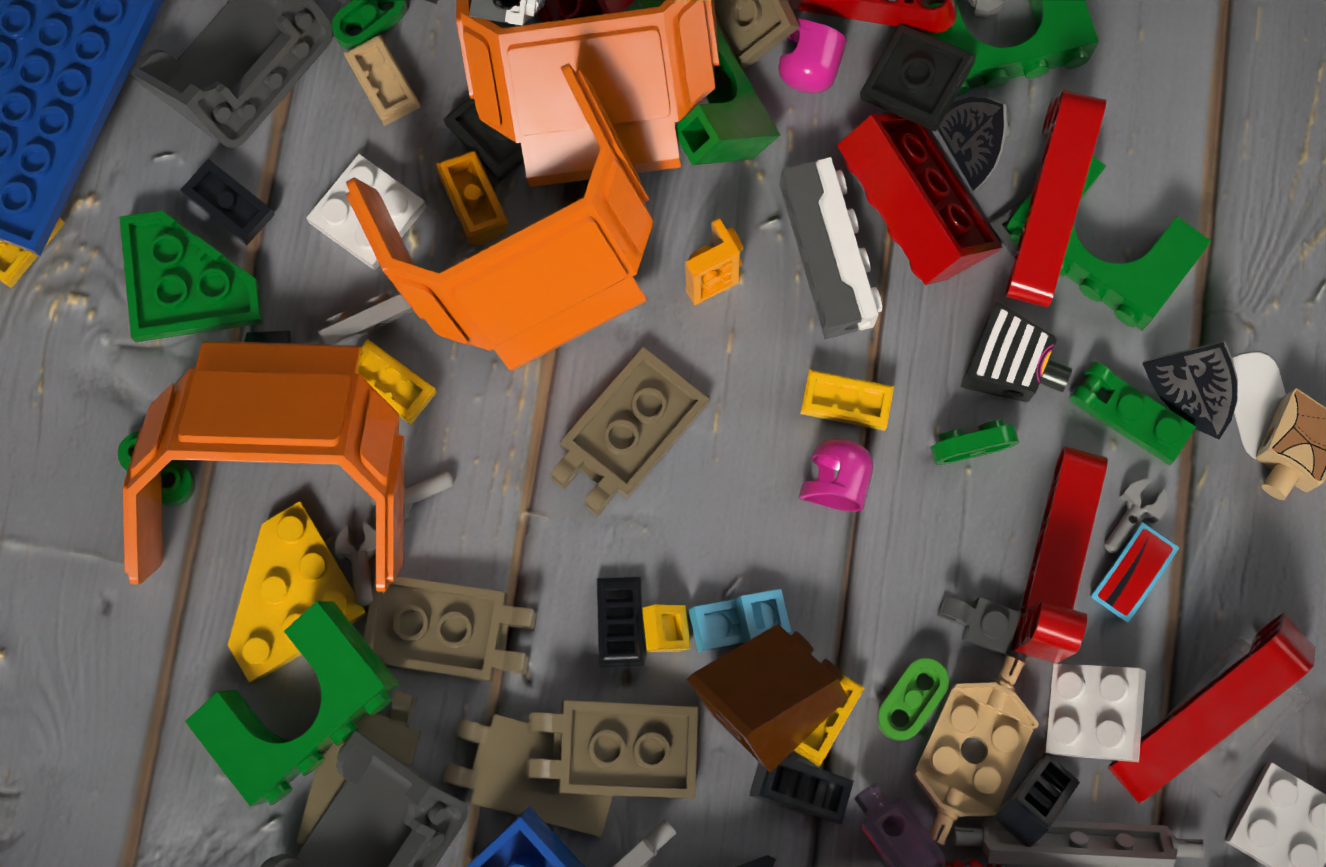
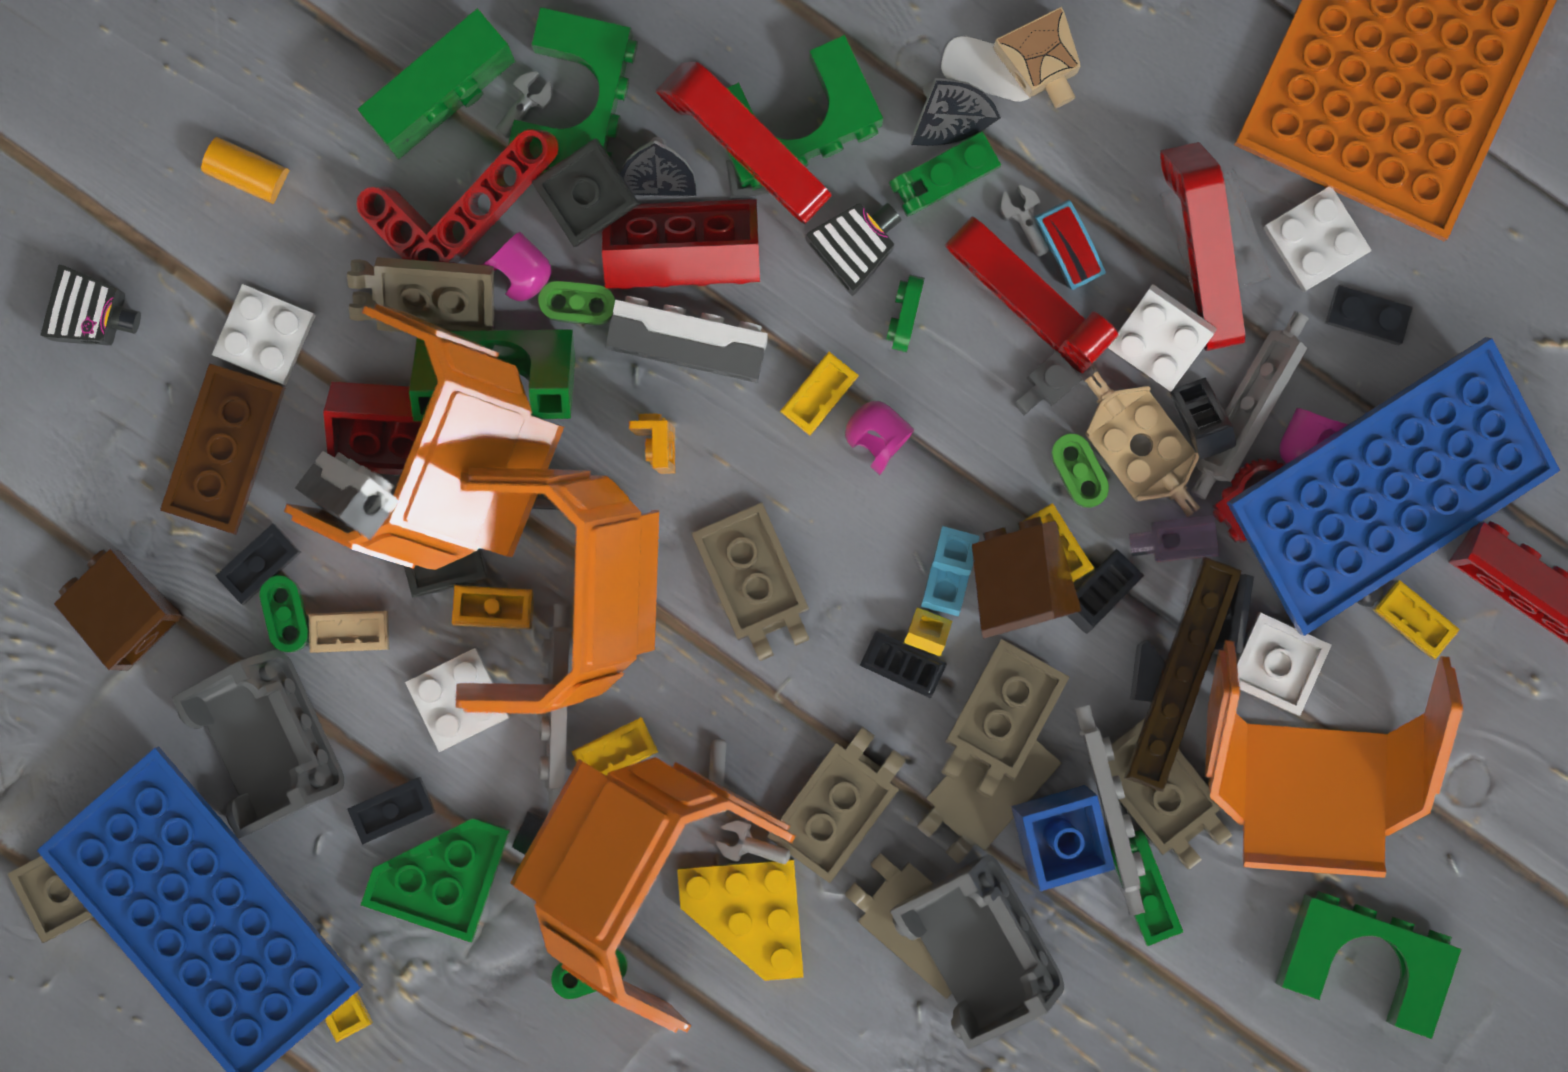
camera: 60 degrees left, 10 degrees up
(351, 686) = (852, 897): green arch -> none
(810, 132) = (578, 302): none -> bright green plate

